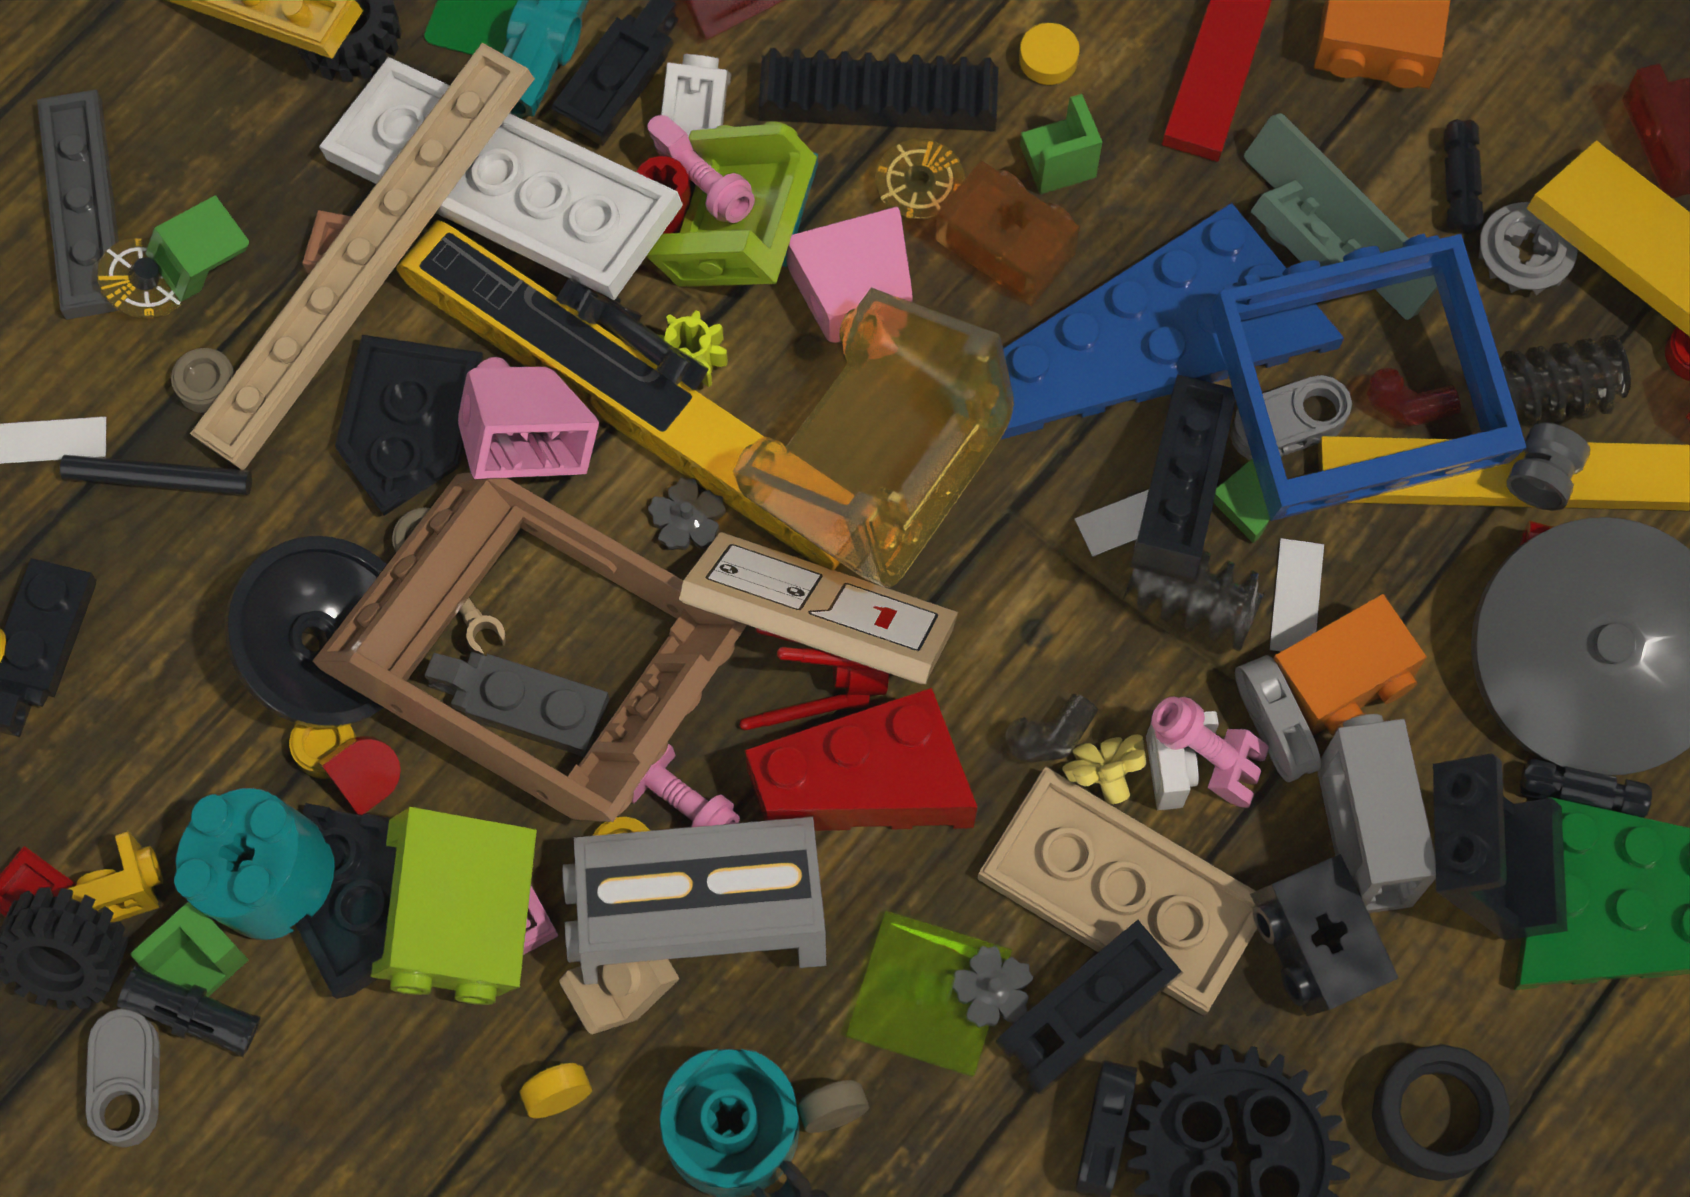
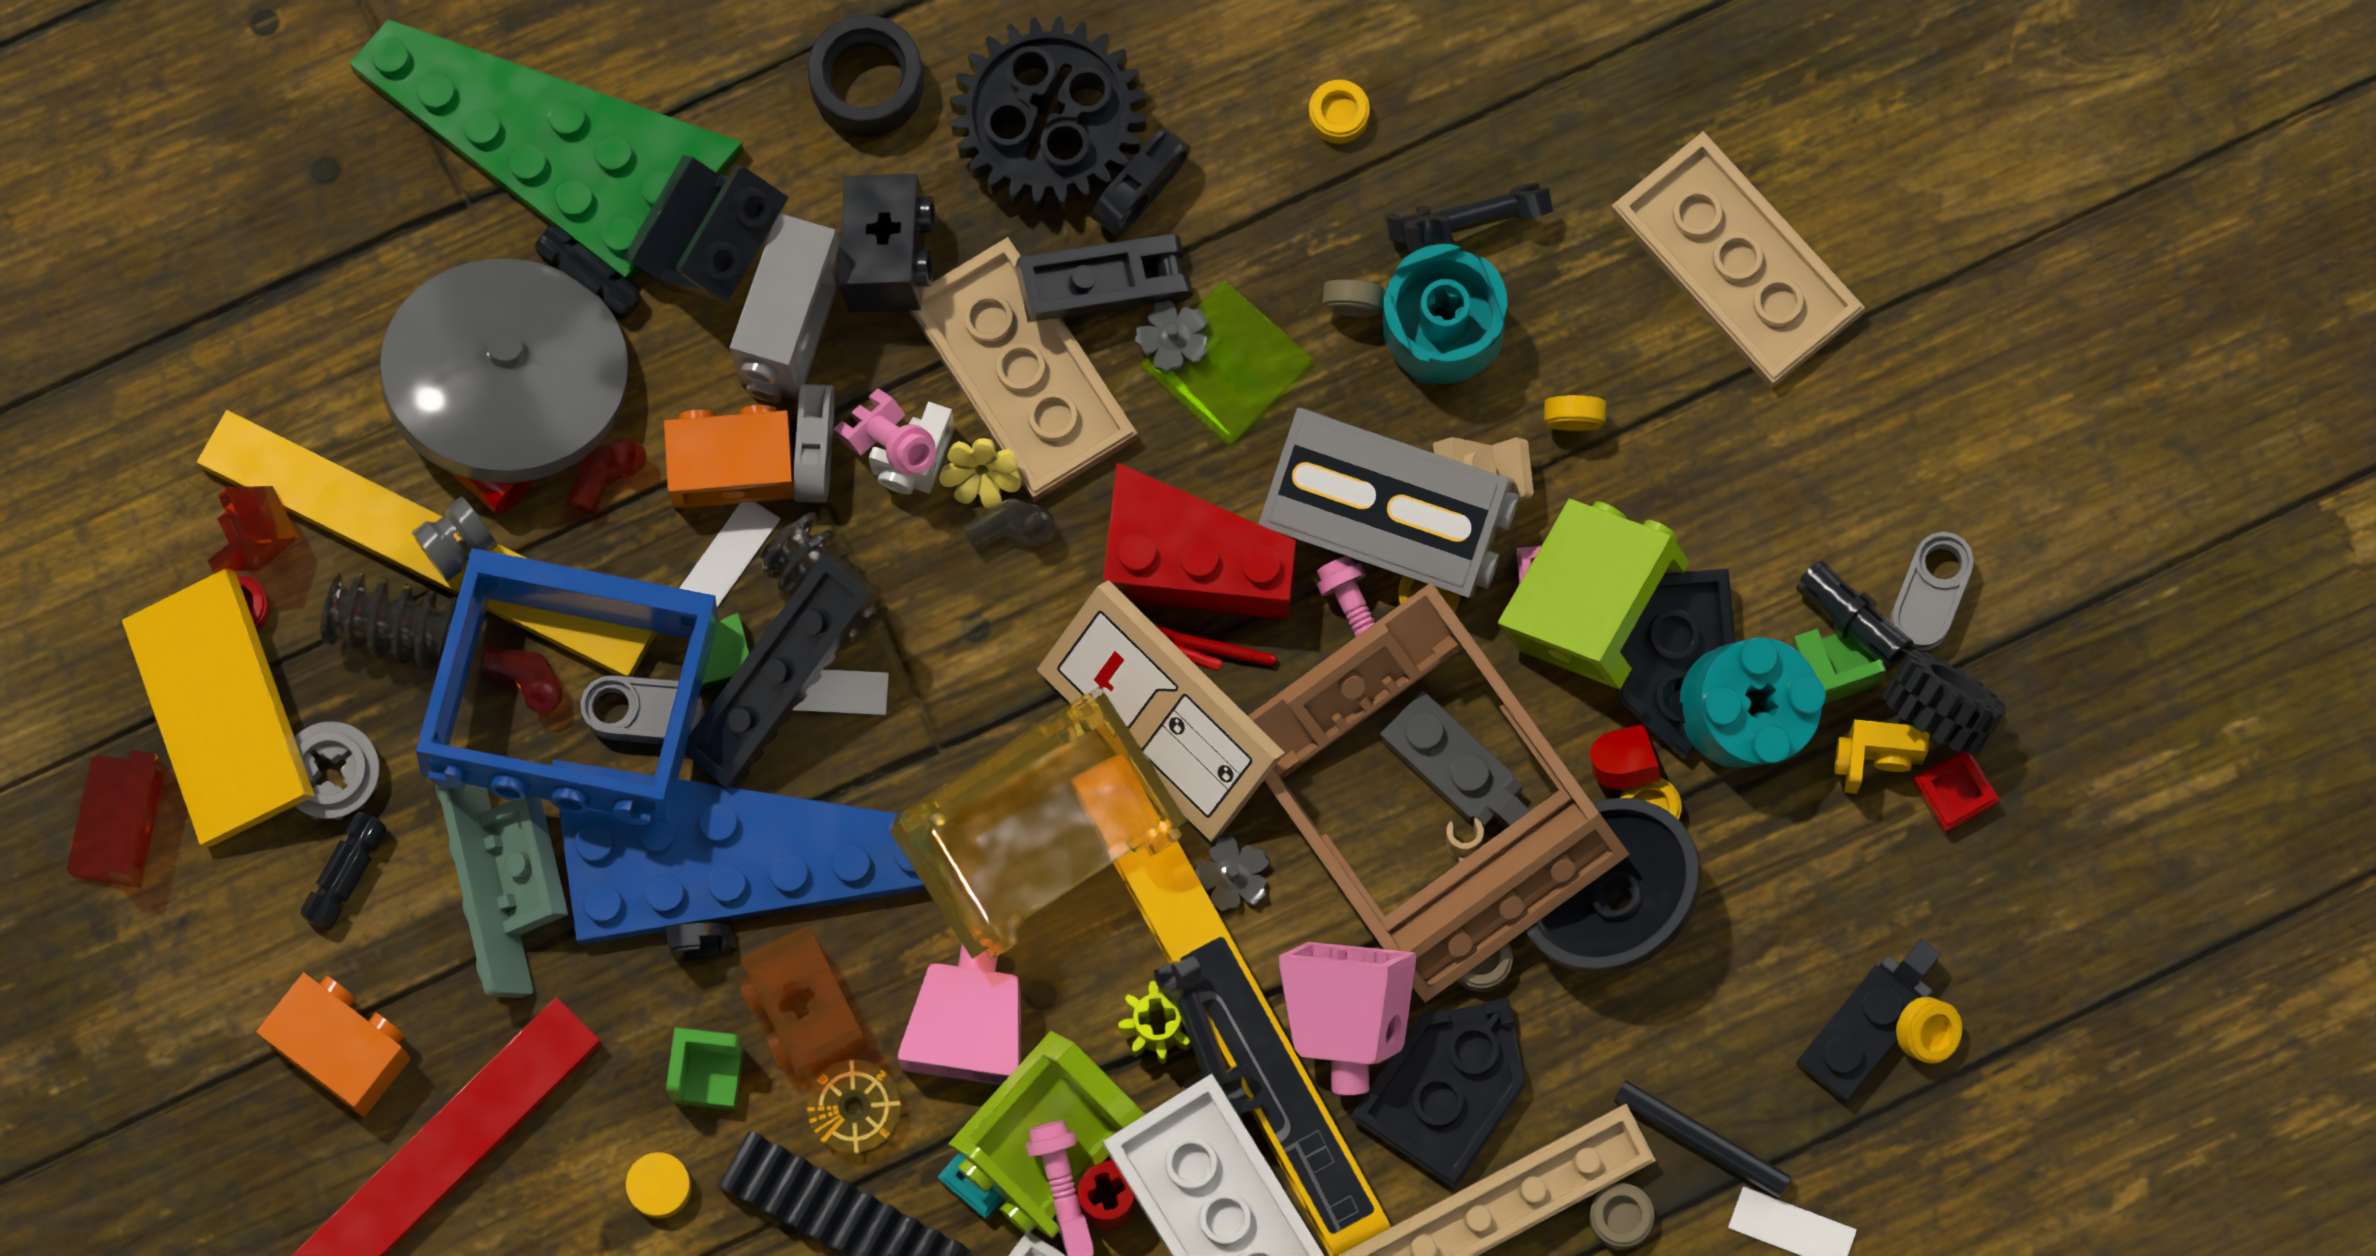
camera: 150 degrees left, 5 degrees up
(1134, 247) = (700, 941): none -> black tile
(1455, 617) = (604, 467): none -> clear red arm

